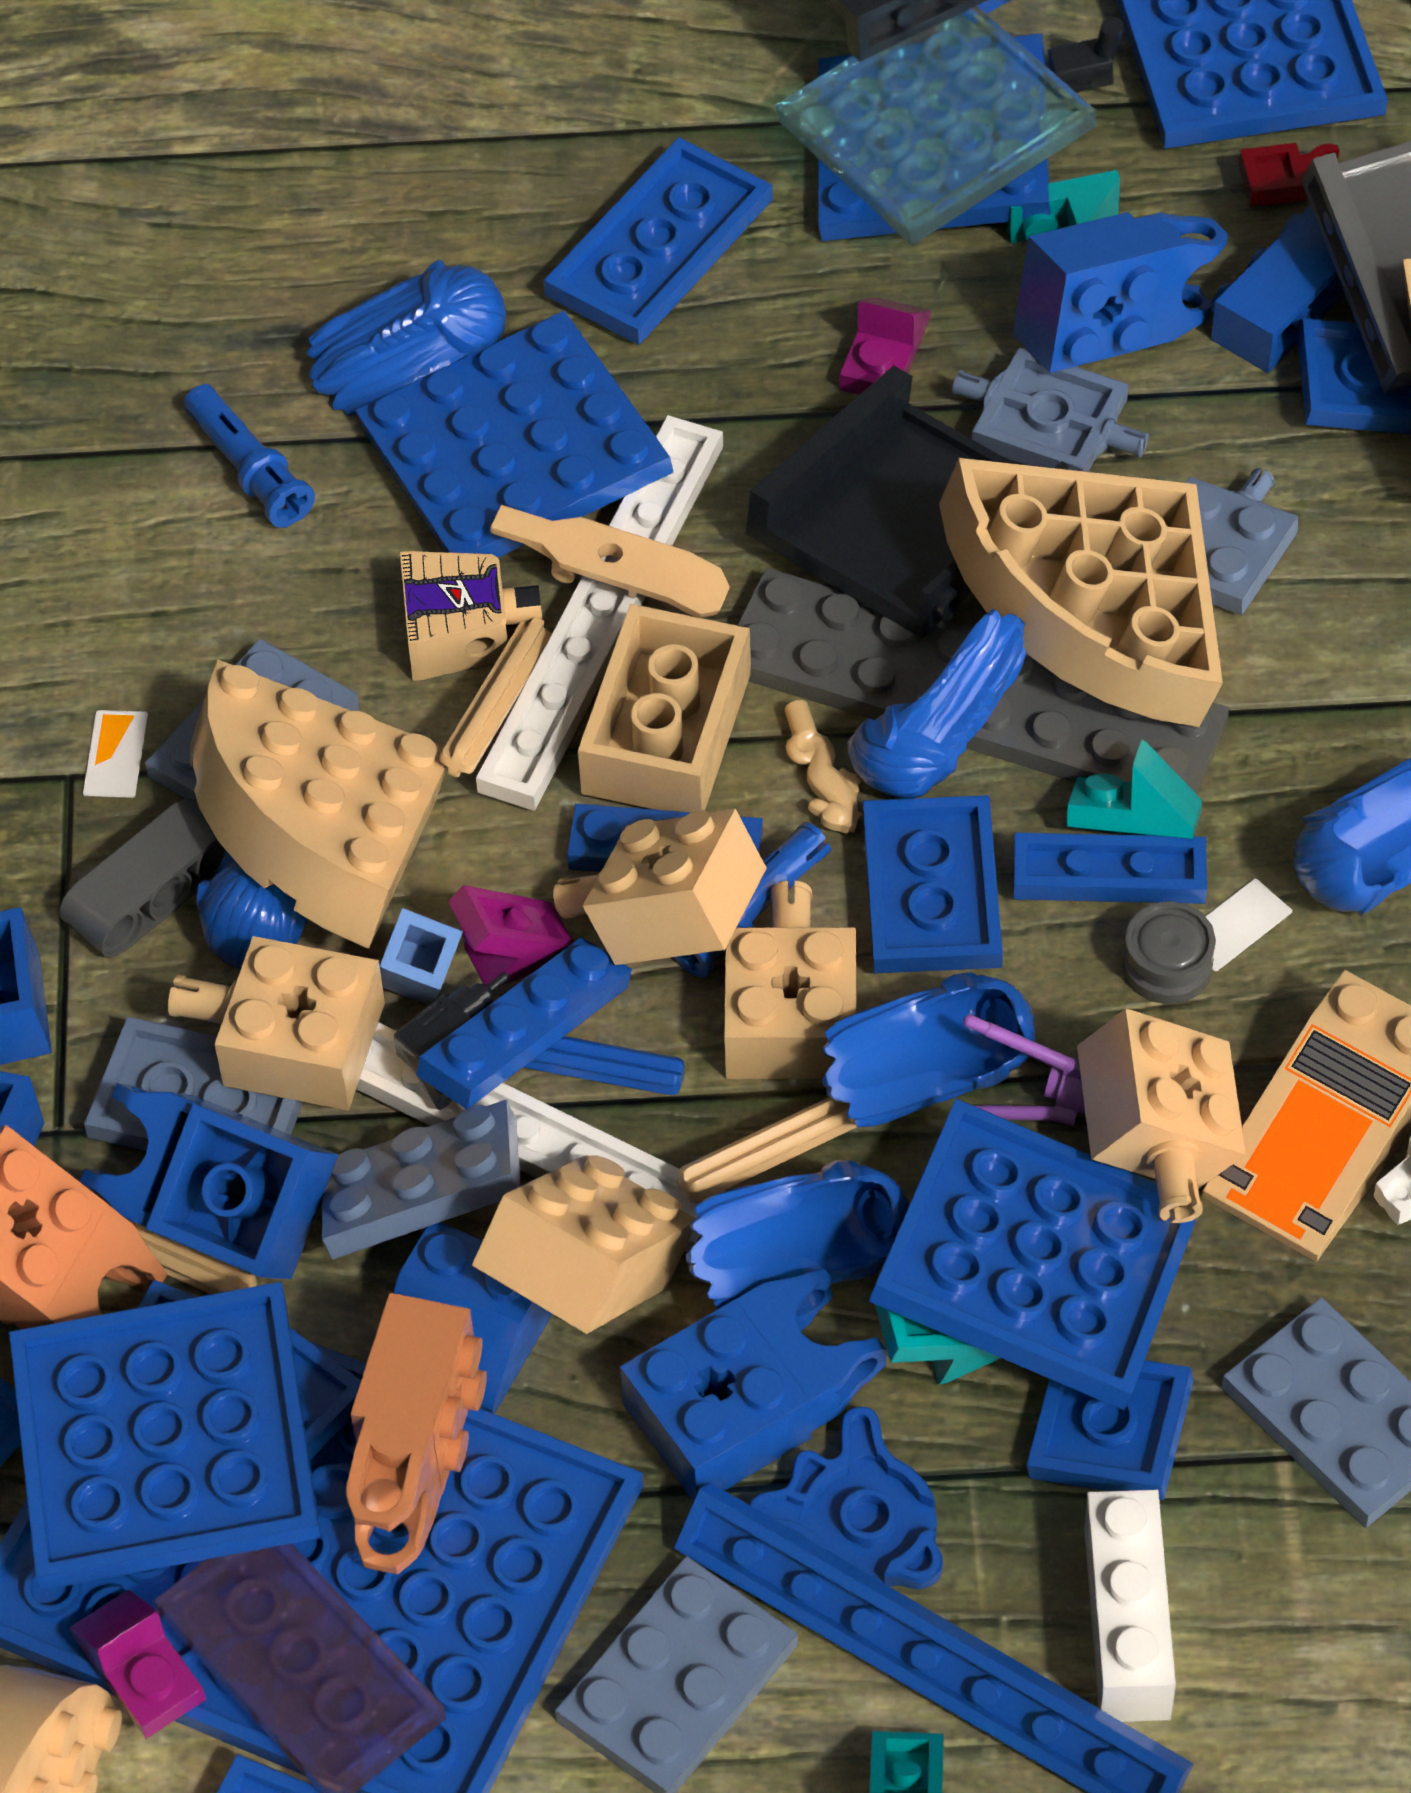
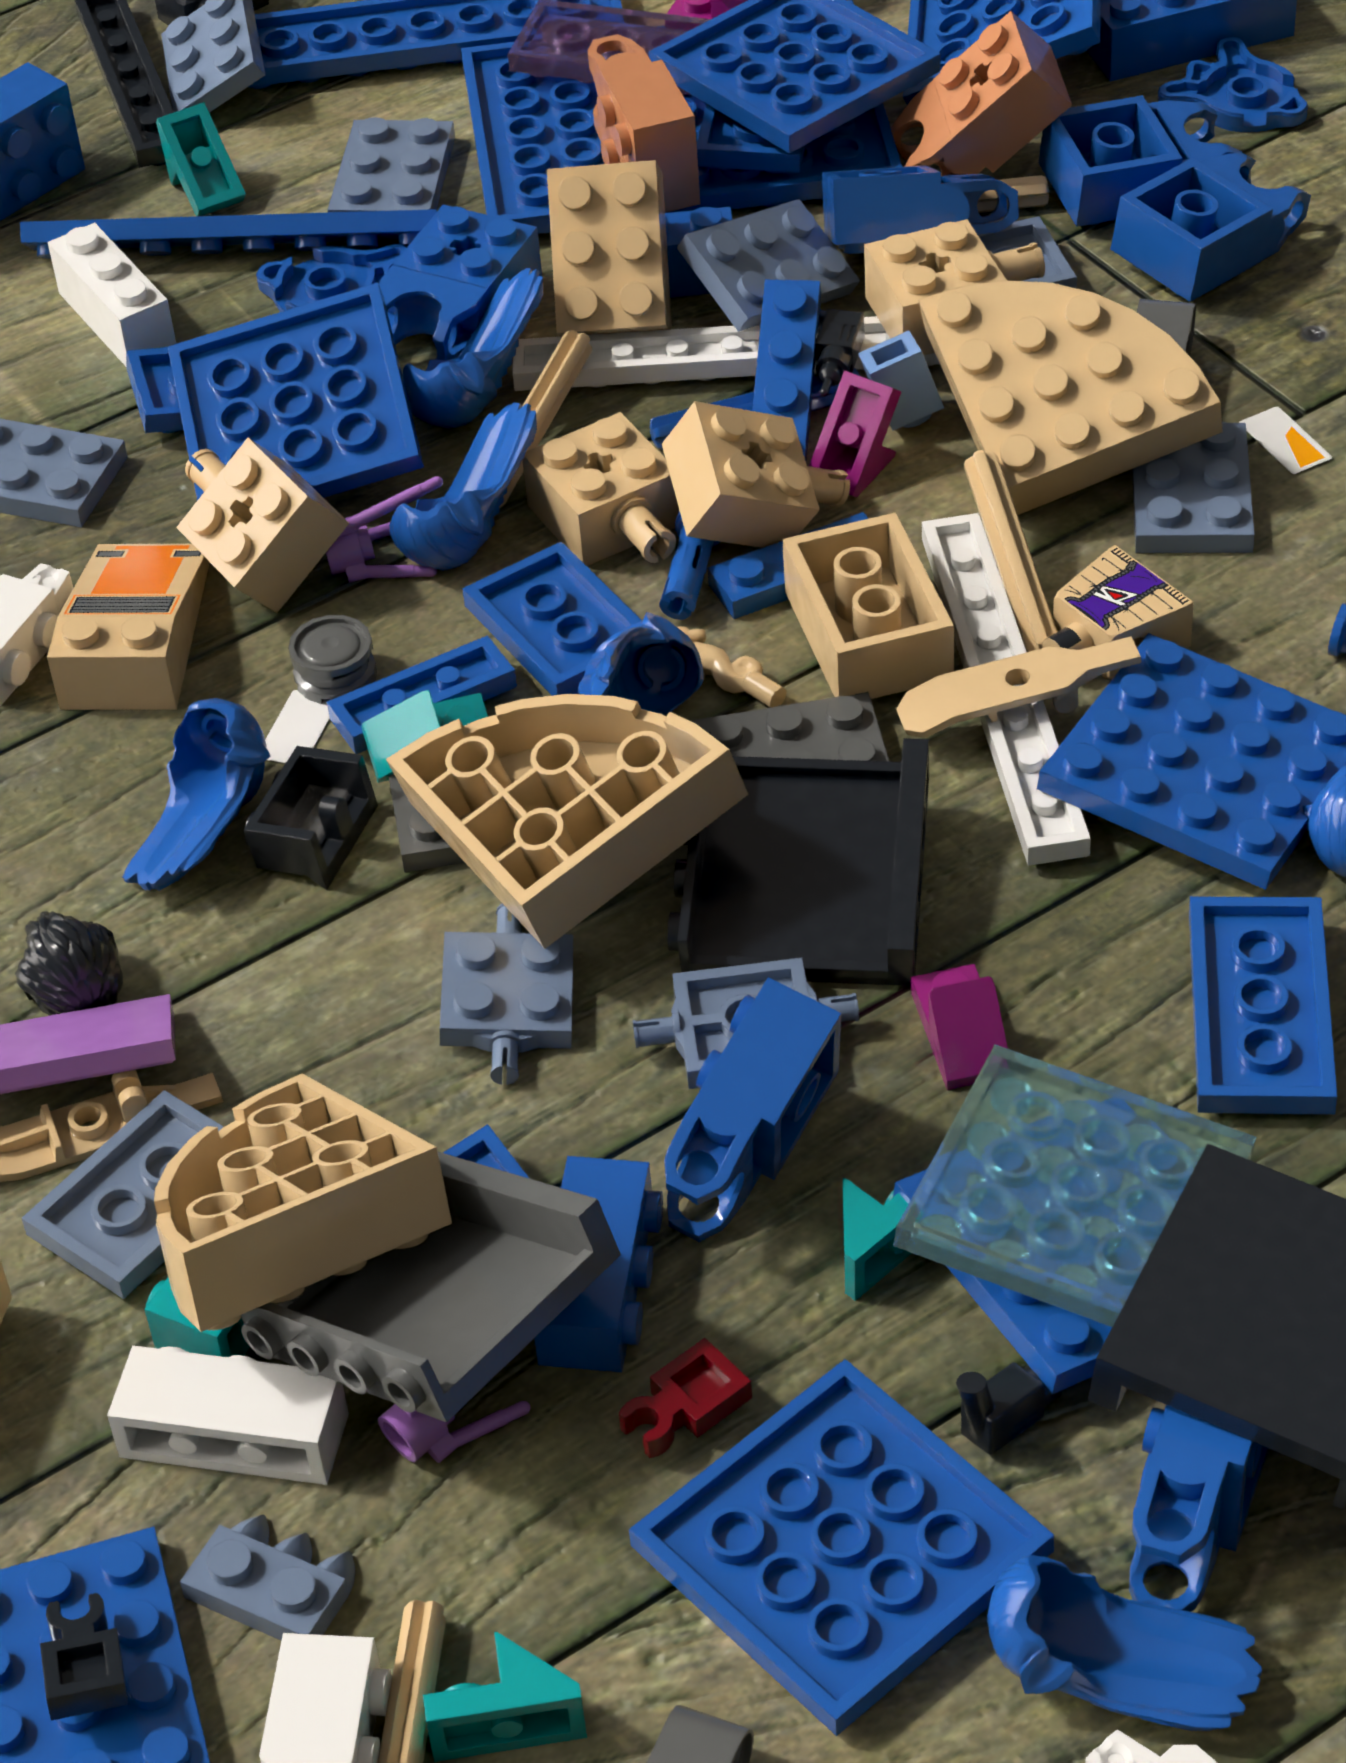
camera: 150 degrees right, 10 degrees down
(1291, 779) = (312, 814): none -> black window

